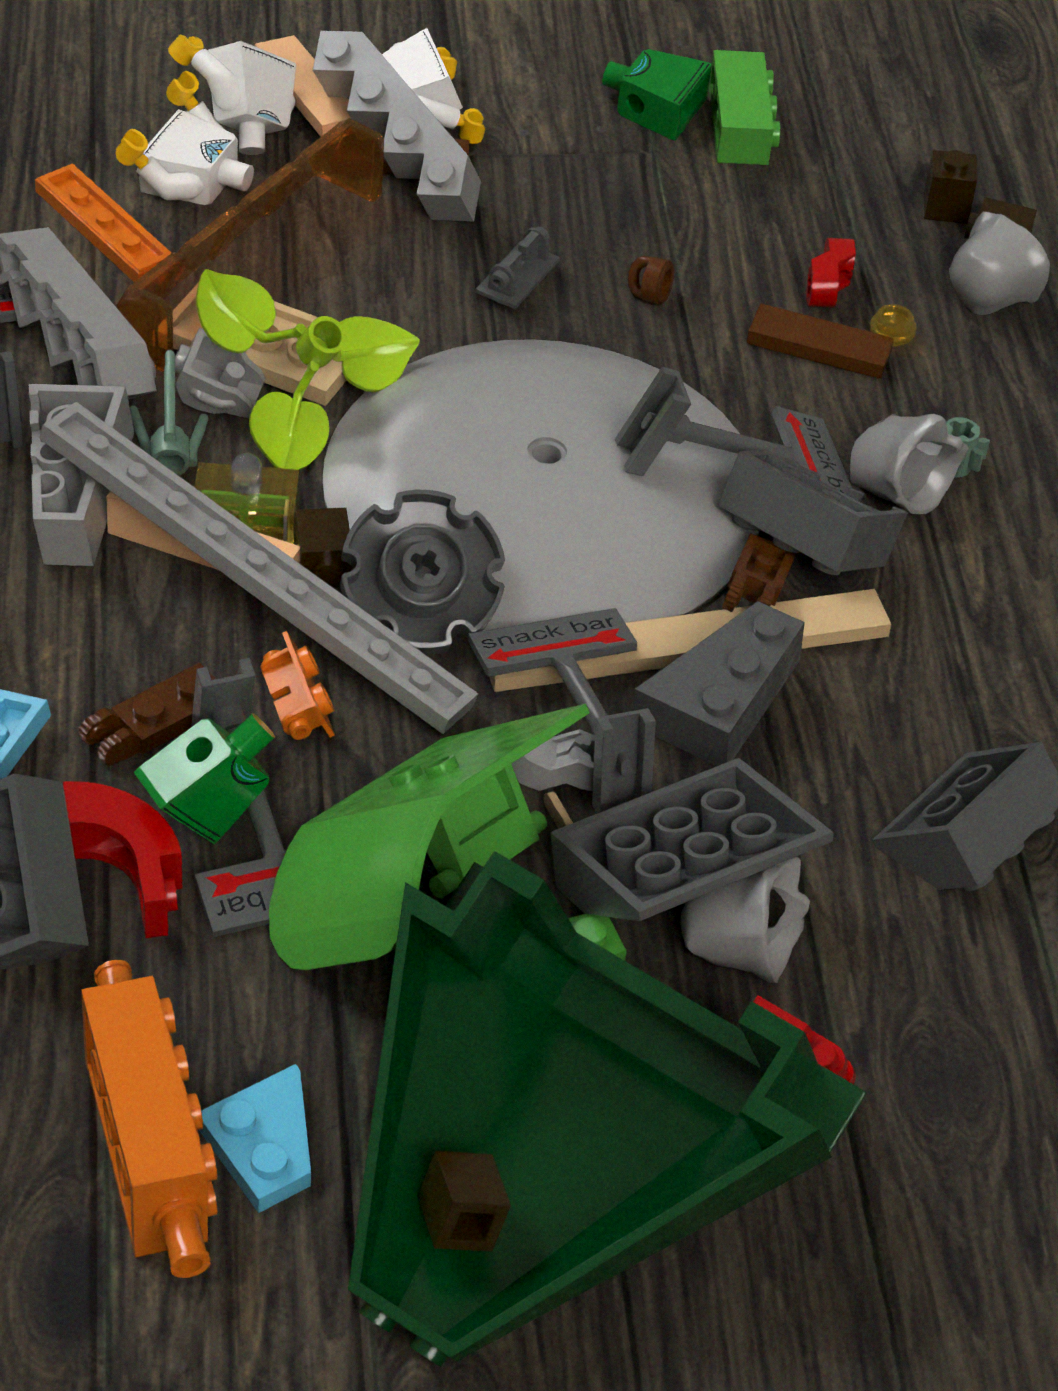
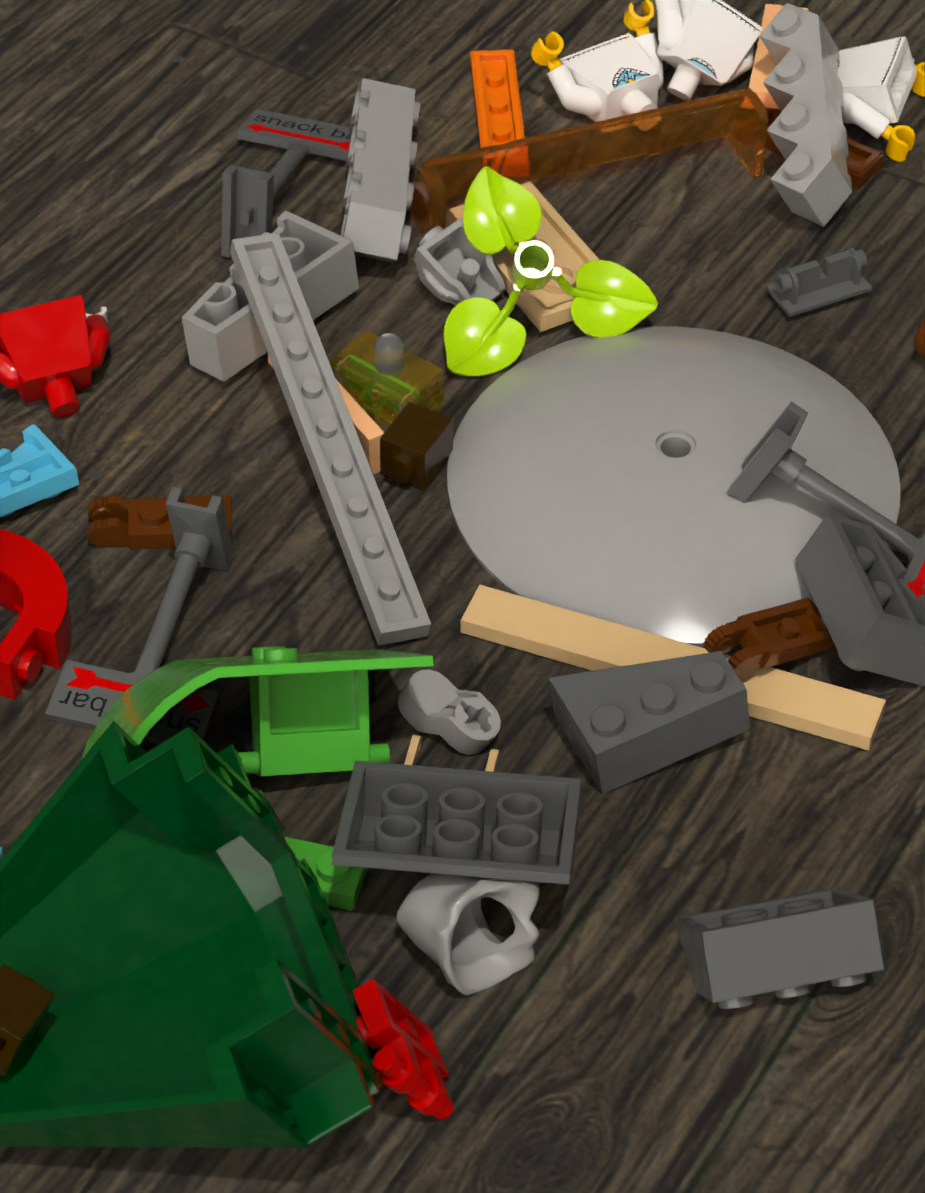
camera: 40 degrees right, 0 degrees up
(169, 442) = (373, 307): sand green plant -> none
(208, 775) = (121, 581): green torso -> none
(307, 703) = (292, 553): orange hinge -> none
(426, 532) = (492, 528): dark grey piece -> none
(621, 740) = (475, 710): dark grey piece -> none

